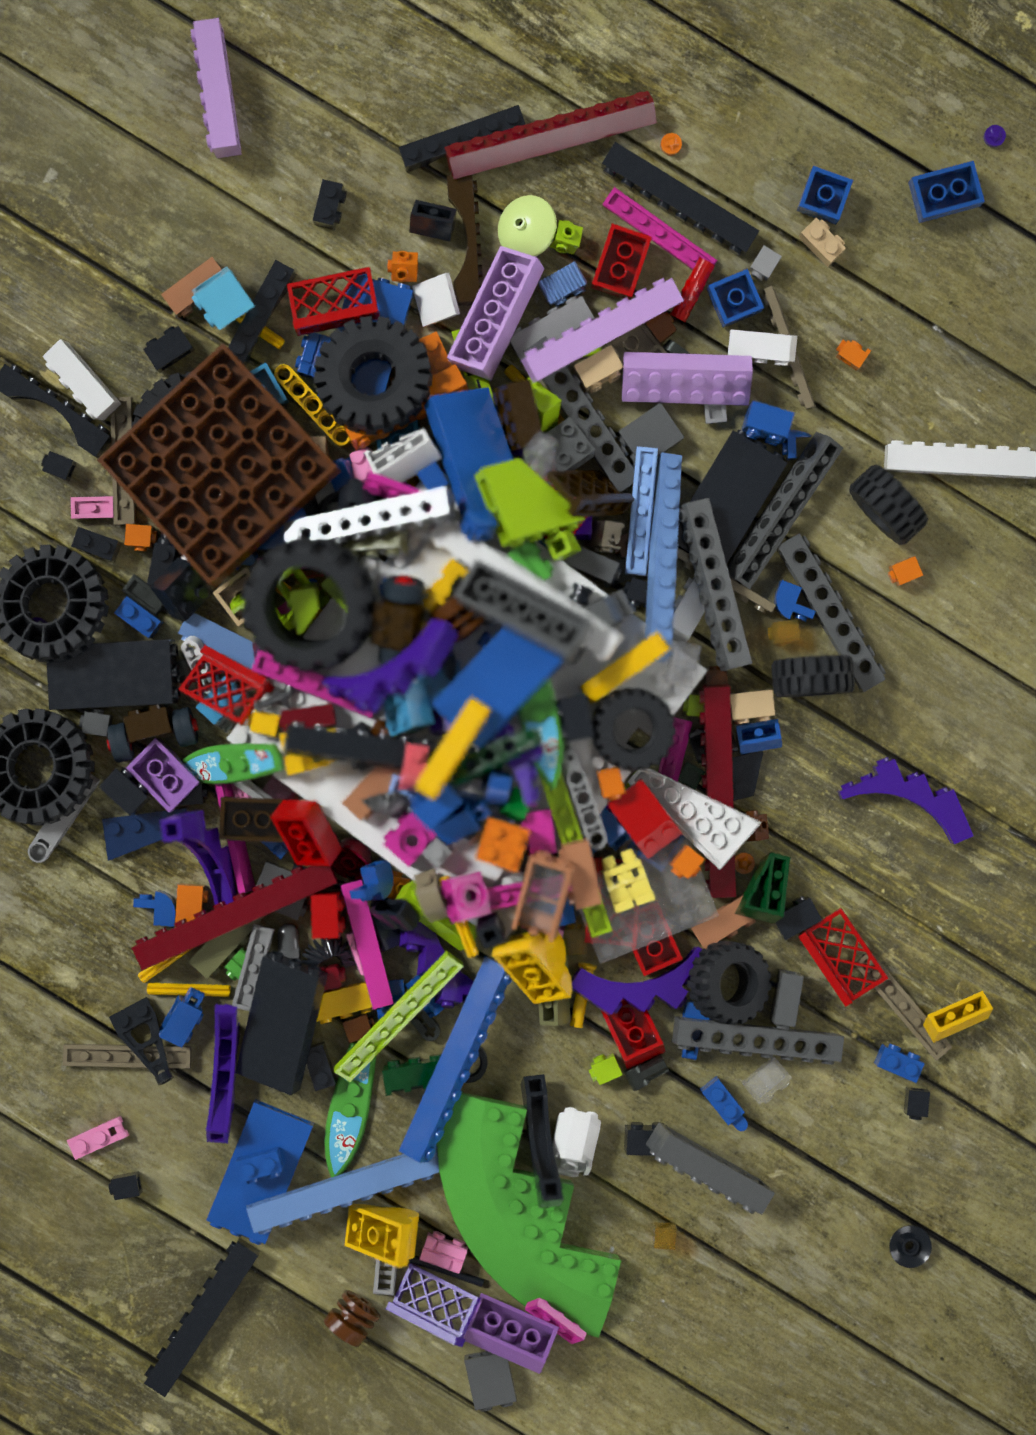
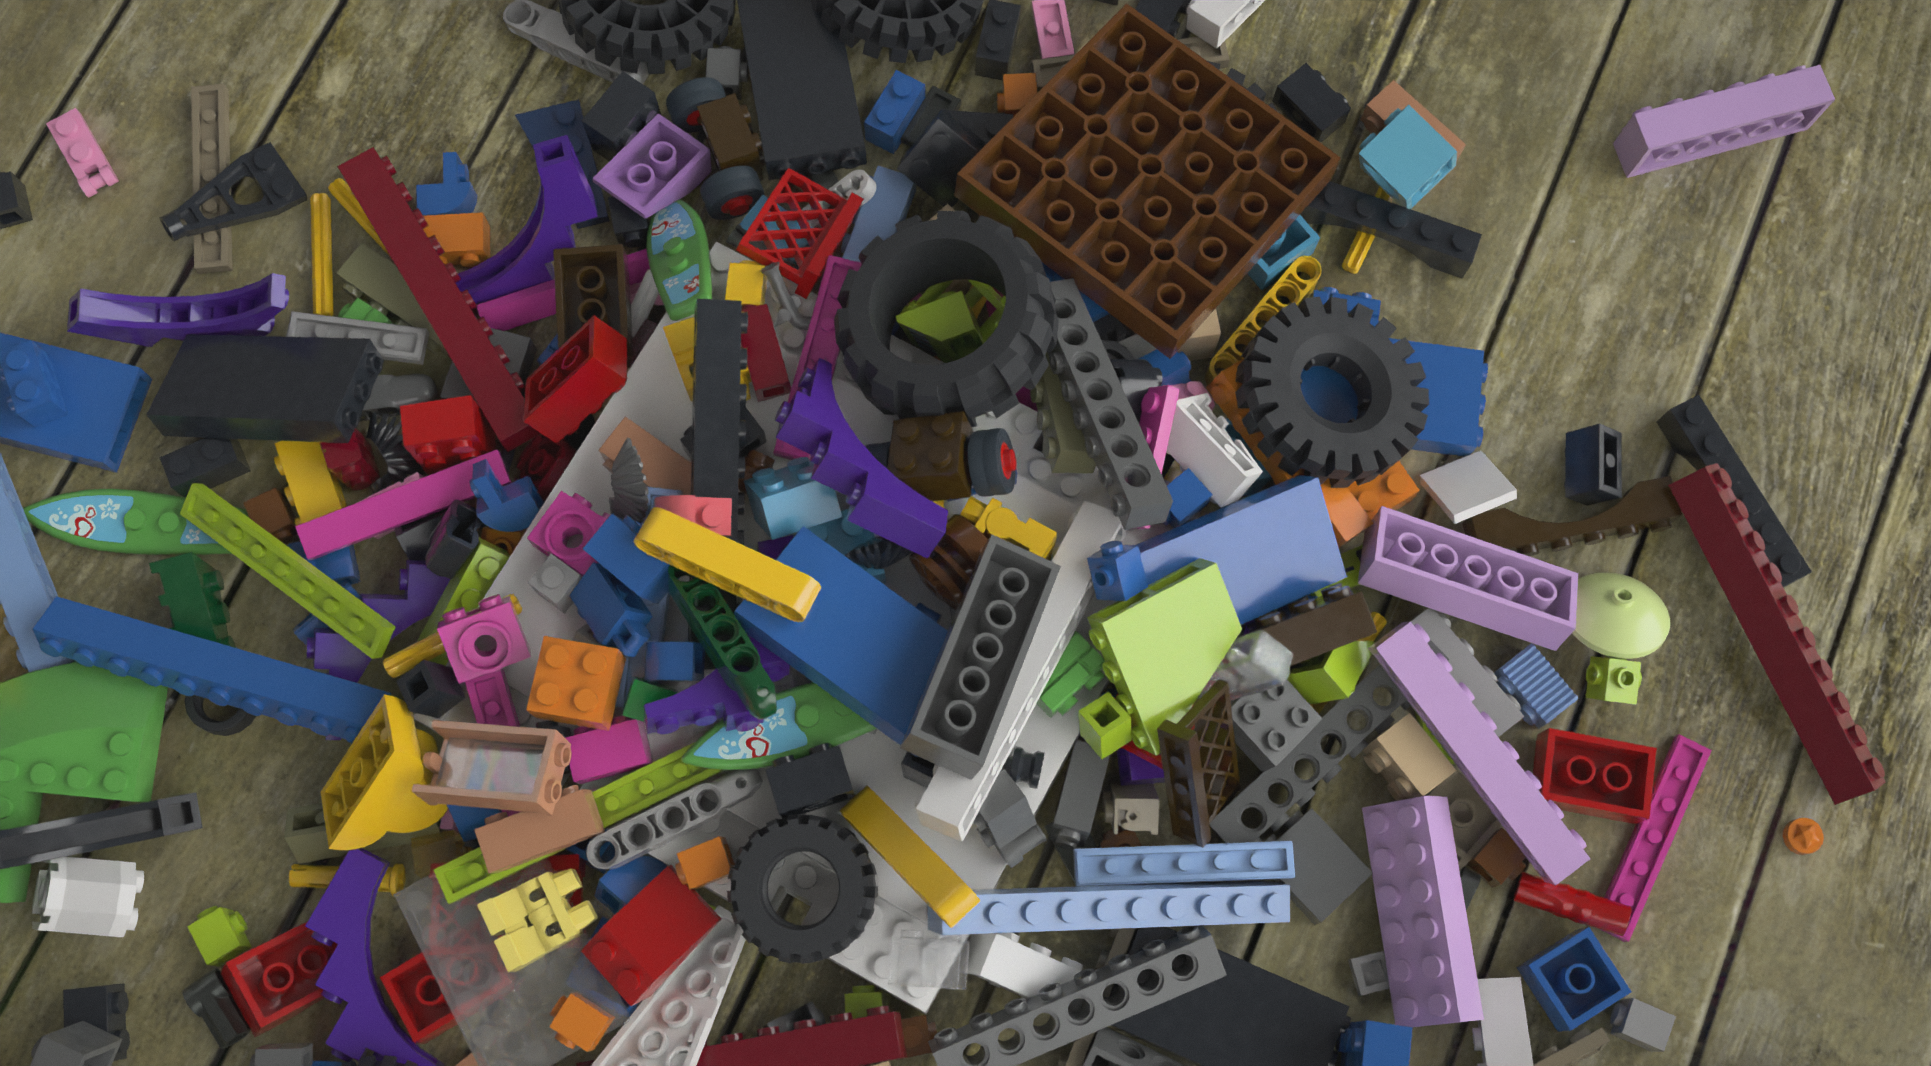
camera: 80 degrees right, 15 degrees down
(182, 1018) = (272, 246): blue brick -> none
(328, 204) = (1582, 306): black brick -> none
(332, 318) = (1398, 310): red fence -> none
(403, 266) = (1510, 431): orange brick -> none
(422, 1029) = (281, 619): pearl dark grey beam -> none
(430, 896) = (481, 578): dark tan brick -> none
(636, 592) = (1044, 870): black brick -> none
(673, 762) = (784, 981): dark pink plate -> none
(679, 199) = (1716, 864): black brick -> none
(691, 775) = (742, 1016): dark green tile -> none

